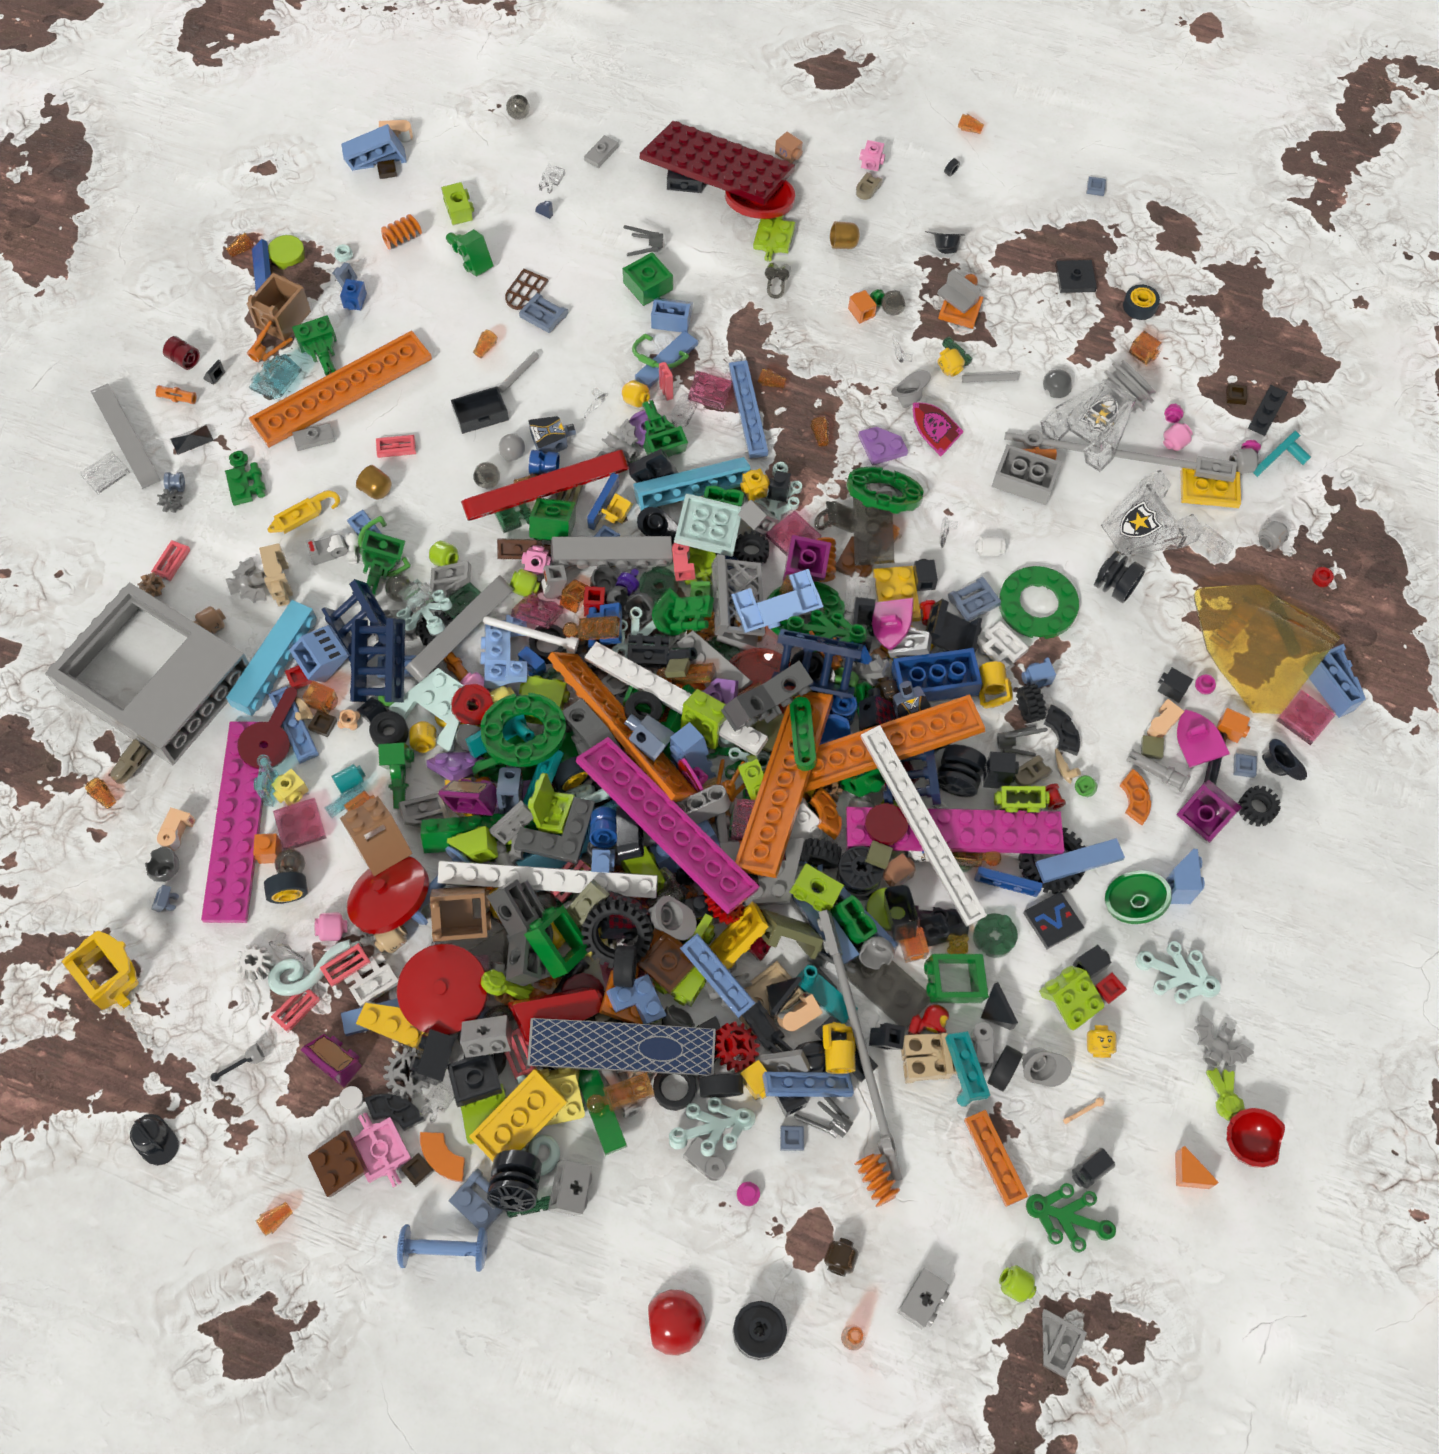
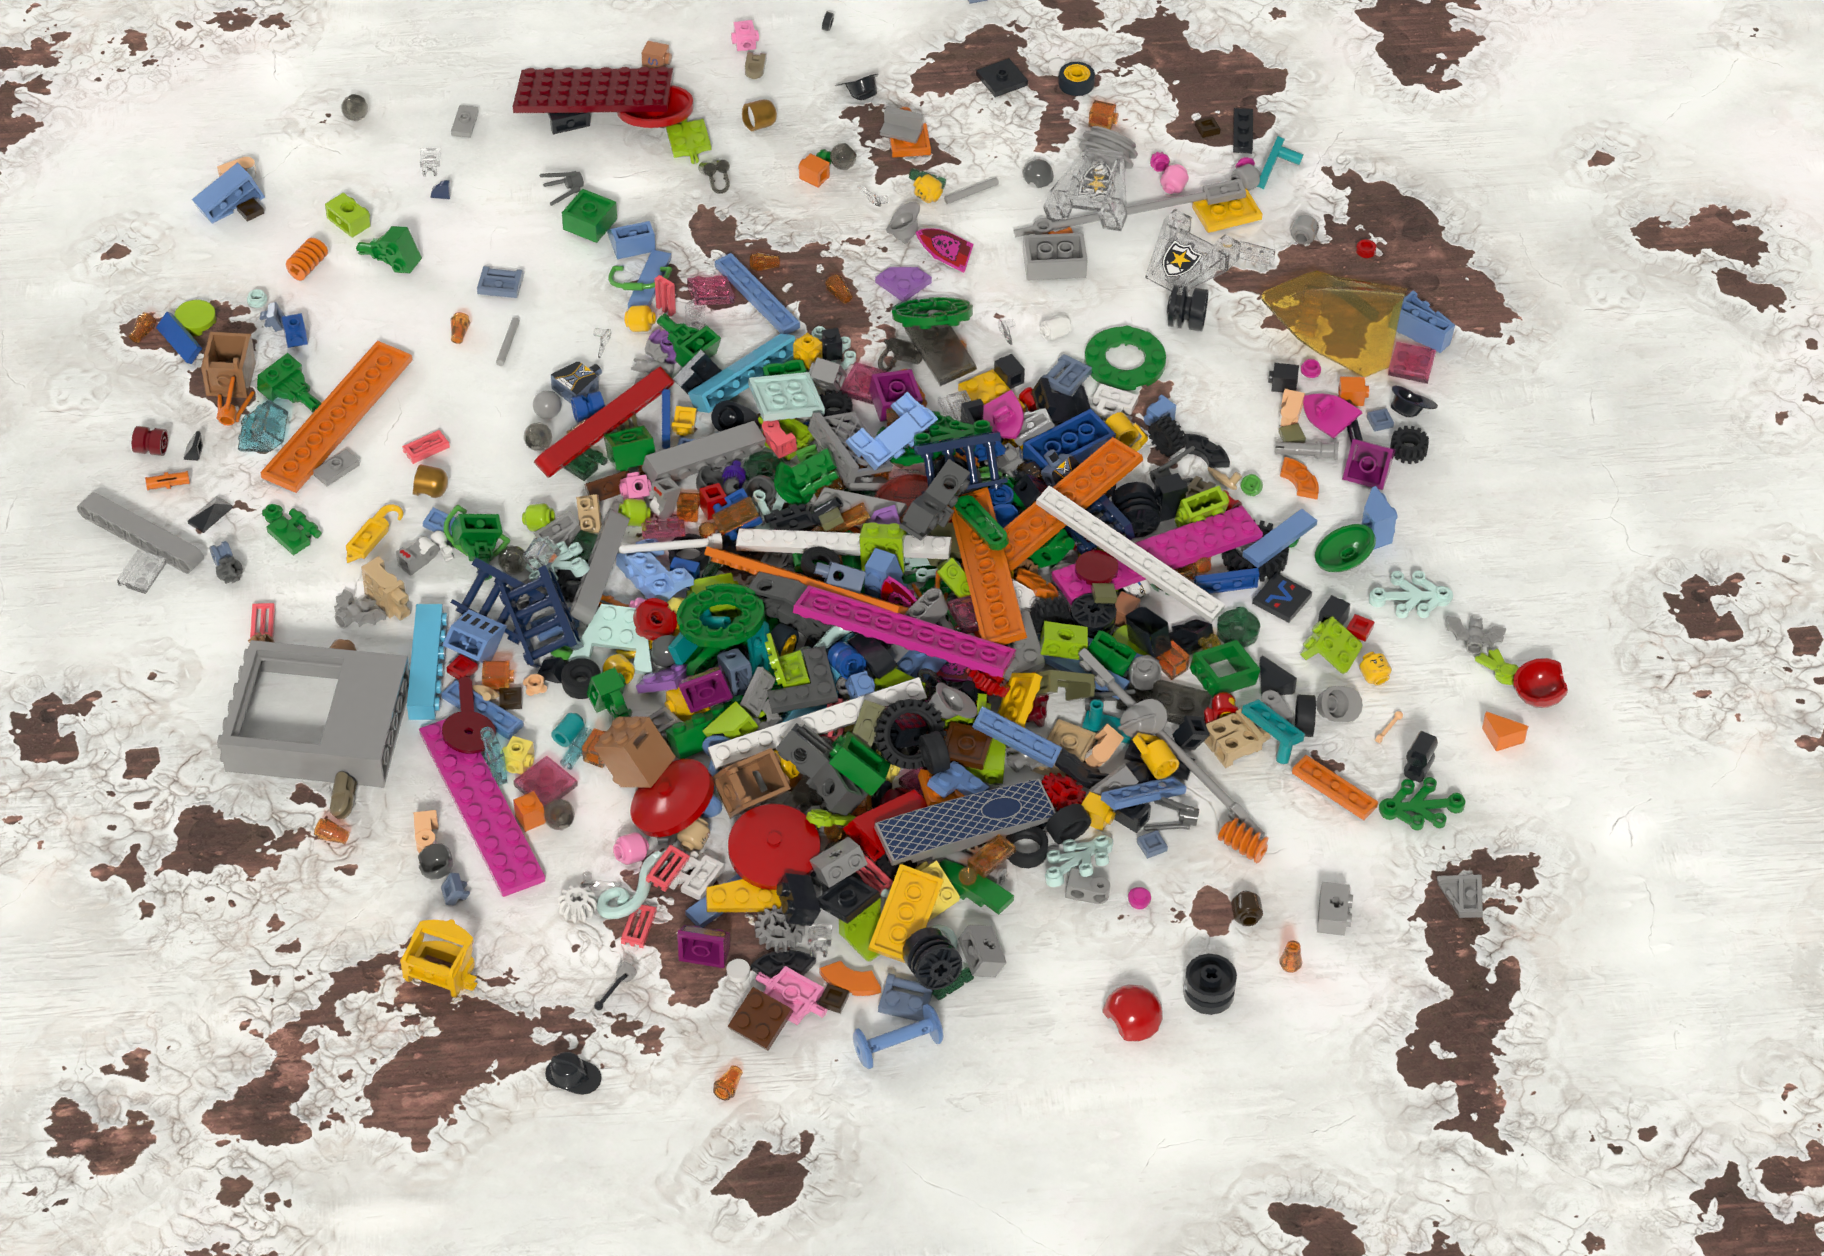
camera: 25 degrees left, 15 degrees down
(285, 887) = (569, 832): black wheel -> none
(479, 410) = (491, 386): black container -> none
(484, 570) = (589, 513): none -> tan hips
(531, 287) = (461, 264): reddish brown window -> none
(781, 993) = (1078, 737): black slope -> none
(845, 1007) = (1144, 717): none -> light grey piece
(847, 565) = (931, 387): reddish brown plate -> none
(1017, 1283) = (1405, 866): lime head -> none

